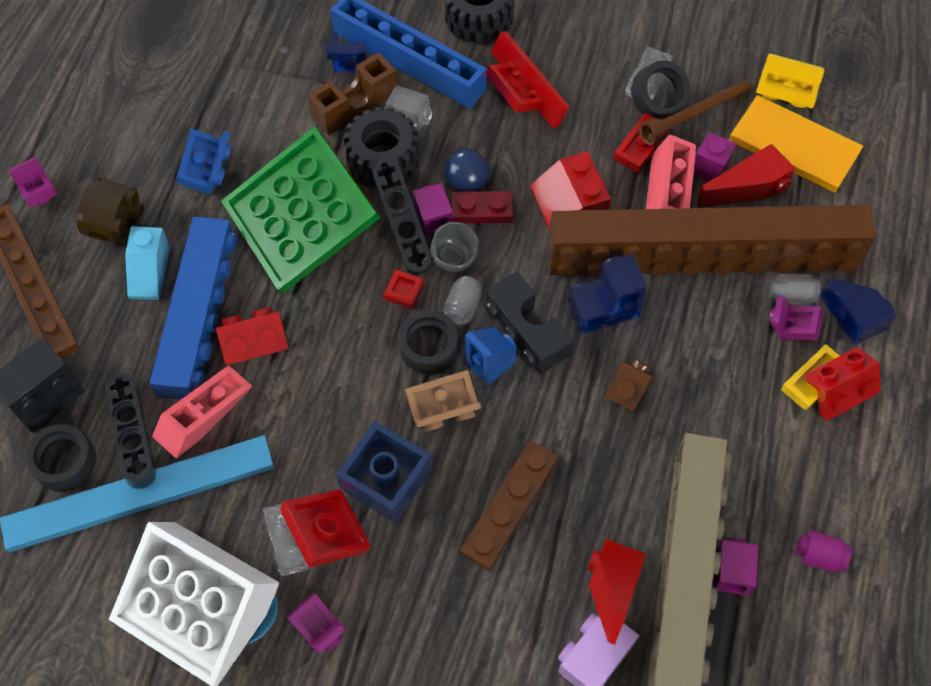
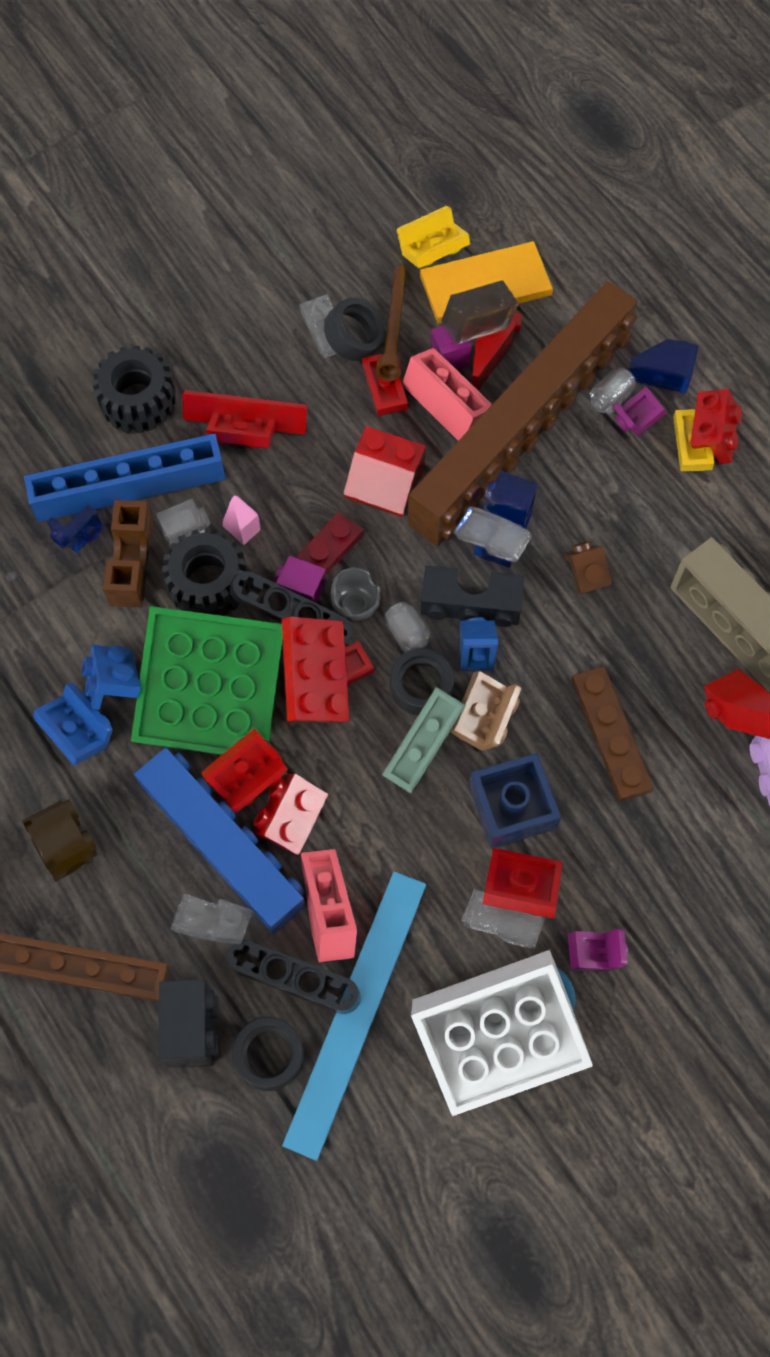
camera: 50 degrees left, 5 degrees up
(131, 346) = (211, 922): none -> clear slope
(146, 262) = (137, 848): medium azure slope -> none
(254, 148) = (110, 673): none -> blue bracket
(256, 280) = (245, 770): none -> red bracket
(366, 263) = (315, 670): none -> red plate
(381, 376) = (424, 740): none -> sand green tile
(445, 140) = (241, 520): none -> bright pink slope
(466, 171) = (285, 530): dark blue hair -> none
(581, 292) = (494, 533): none -> clear slope
(750, 145) = (479, 311): none -> clear smoke brick

